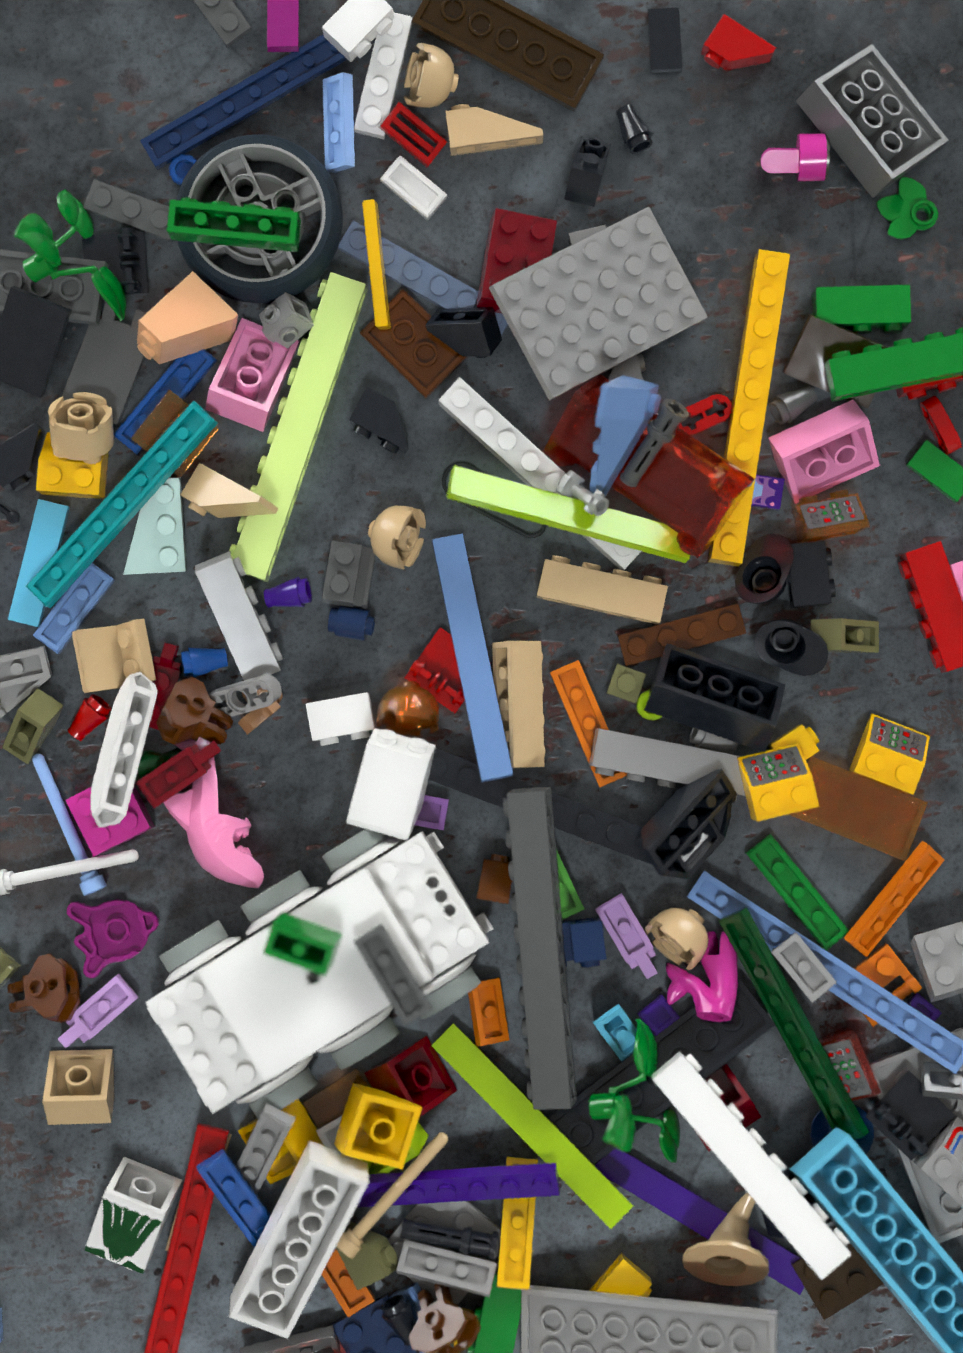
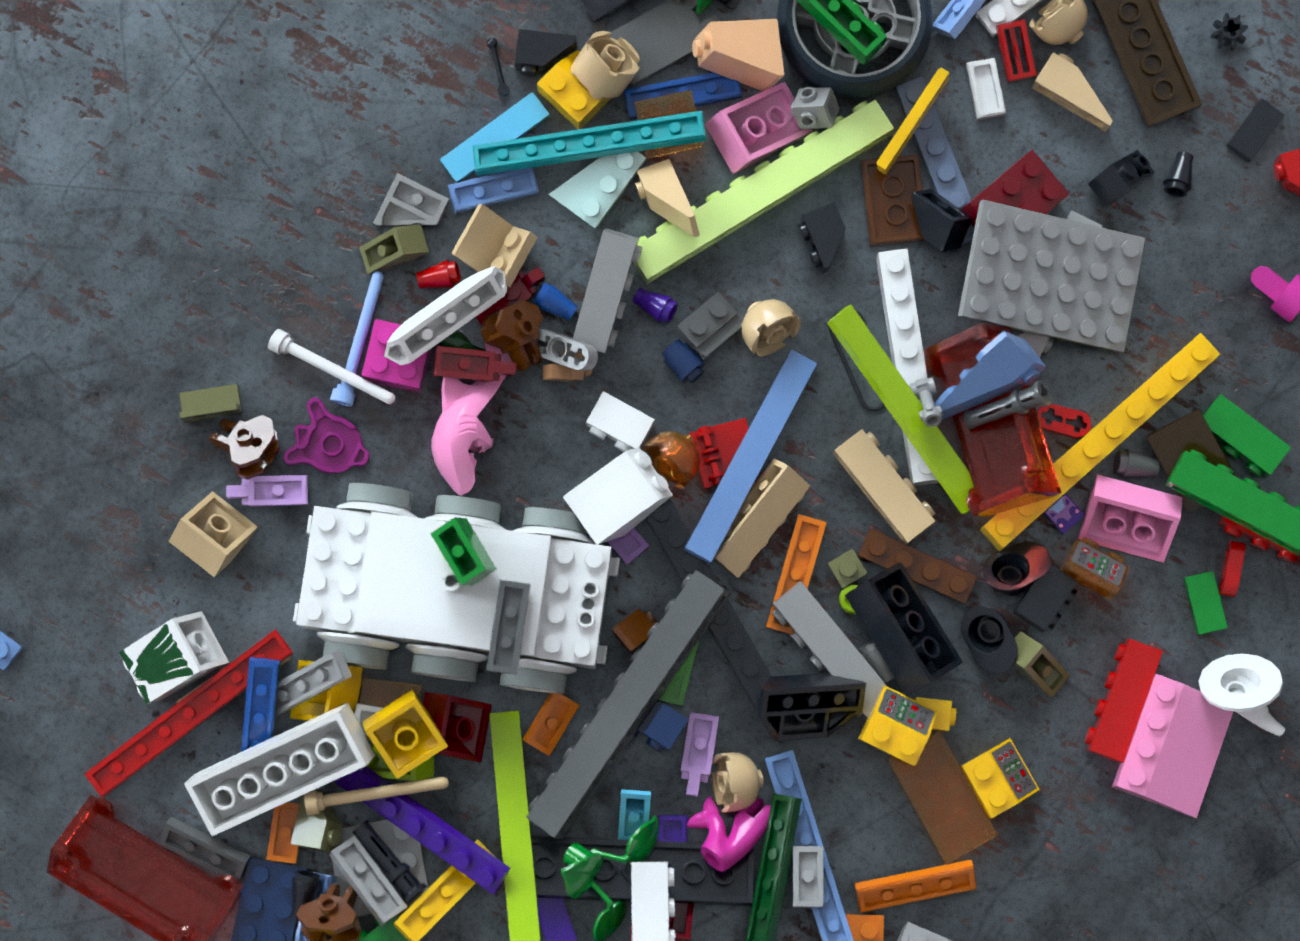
camera: 35 degrees right, 5 degrees down
(797, 892) = (848, 823): green tile -> none

